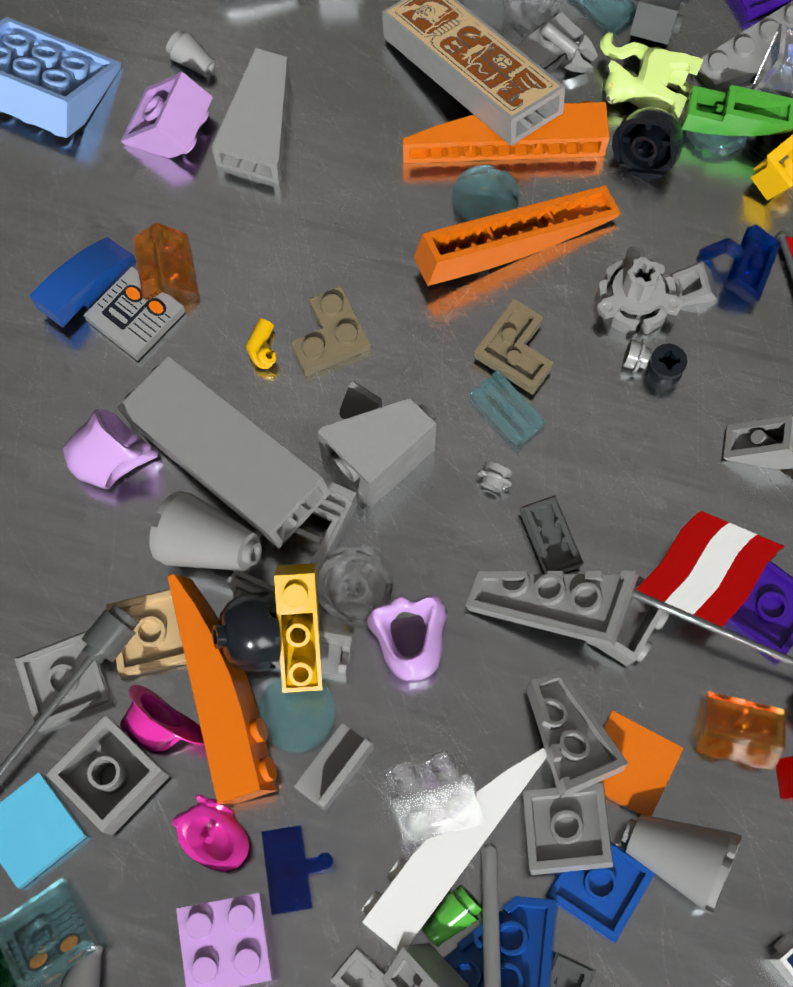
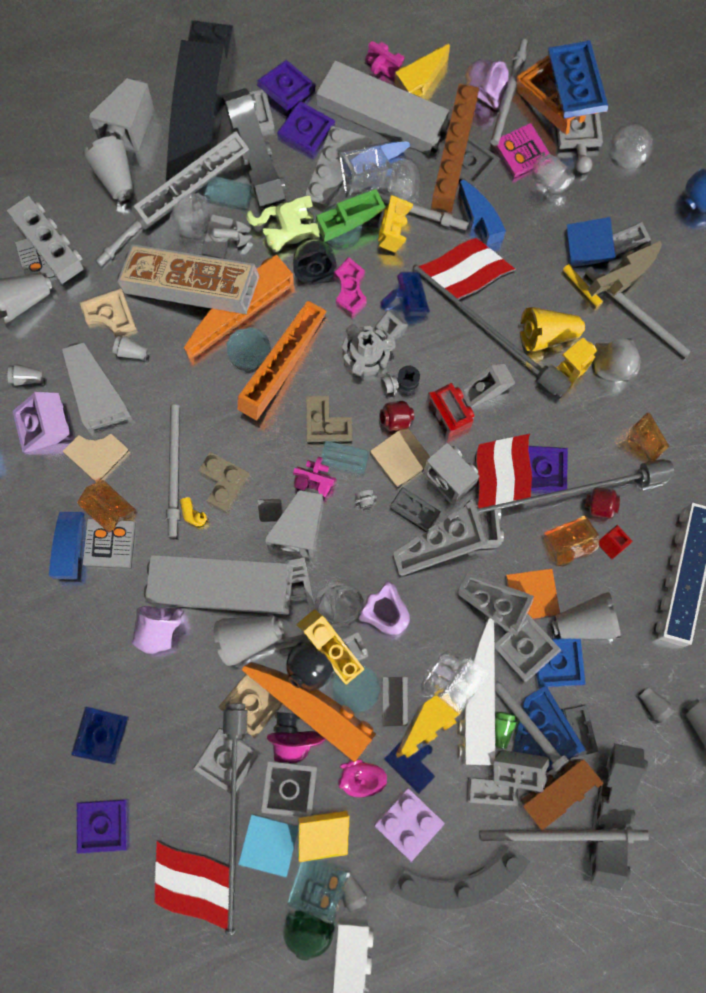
camera: 40 degrees left, 5 degrees up
(101, 869) = (323, 836): none -> yellow tile
(172, 687) = (285, 722): none -> black wheel
(200, 201) = (95, 456): none -> tan tile
(238, 328) = (172, 512): none -> light grey bar
(336, 100) = (128, 348): none -> light grey cone
(350, 47) = (110, 311): none -> tan tile
(361, 824) = (427, 720): none -> yellow slope
(455, 419) = (323, 481): none -> dark pink hips
(583, 458) = (400, 457): none -> tan tile
(615, 400) = (396, 415): none -> dark red head
(634, 520) = (451, 473): none -> light grey brick
(667, 216) = (349, 276): none -> dark pink tile
(696, 442) = (451, 409): none -> red window

